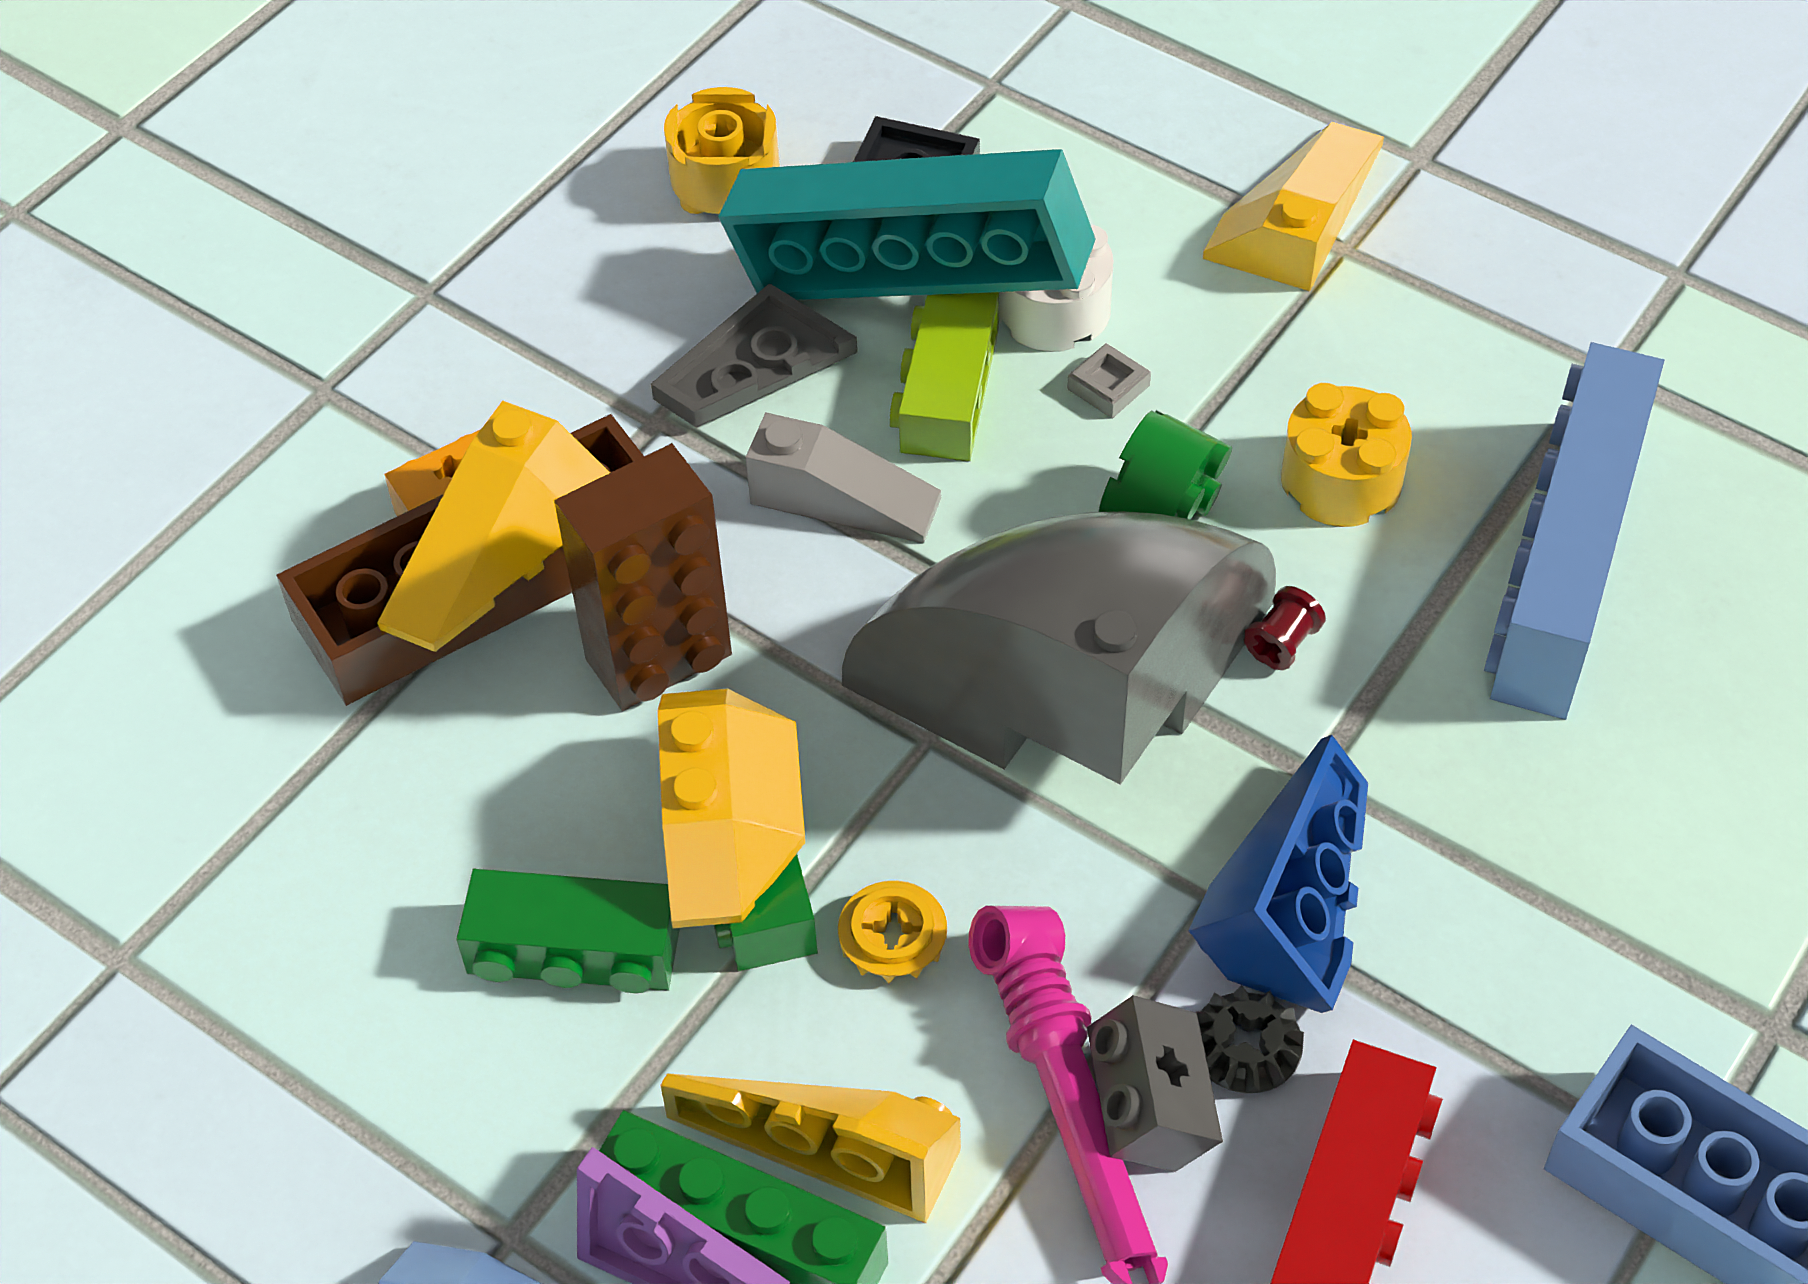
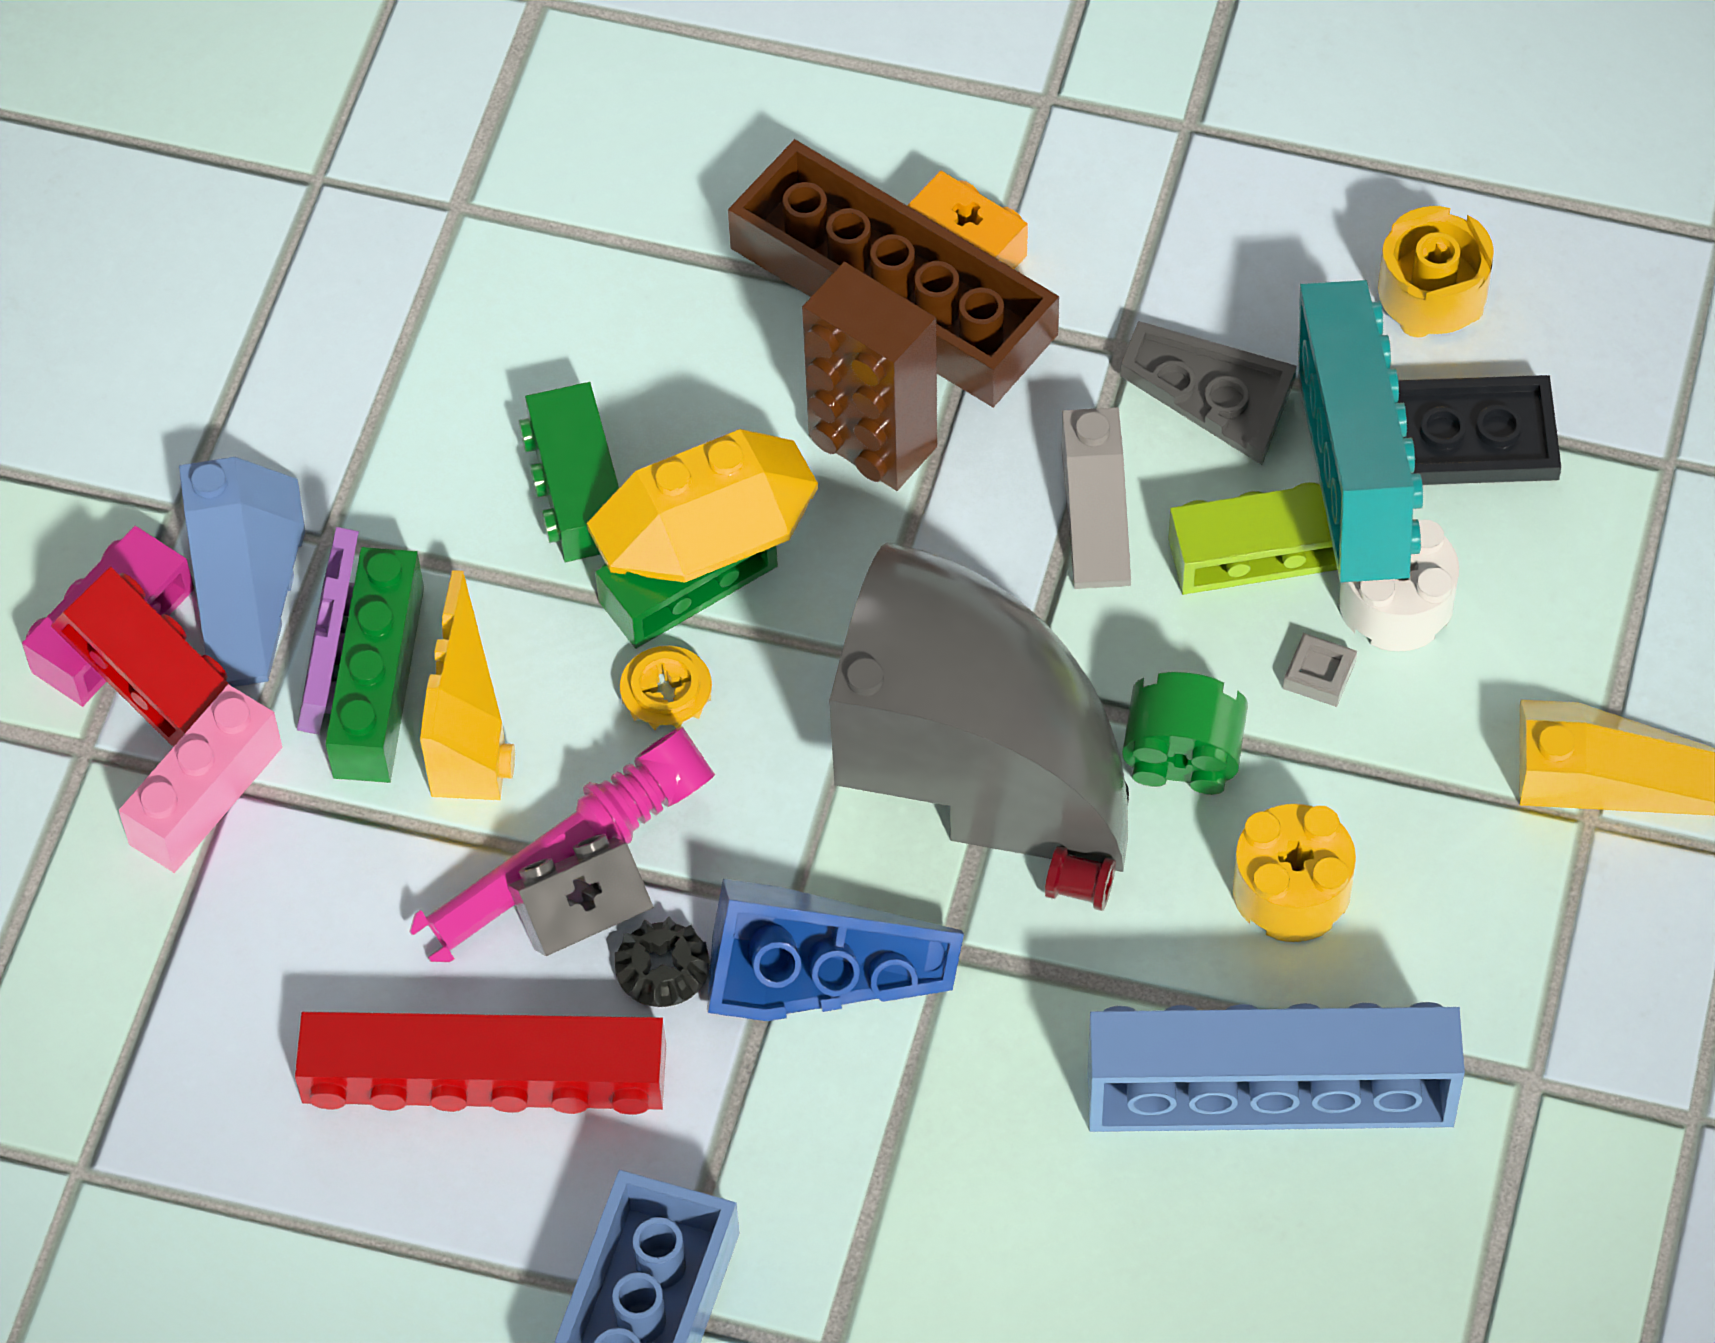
camera: 70 degrees right, 5 degrees up
(489, 525) = (919, 250): yellow wedge -> none

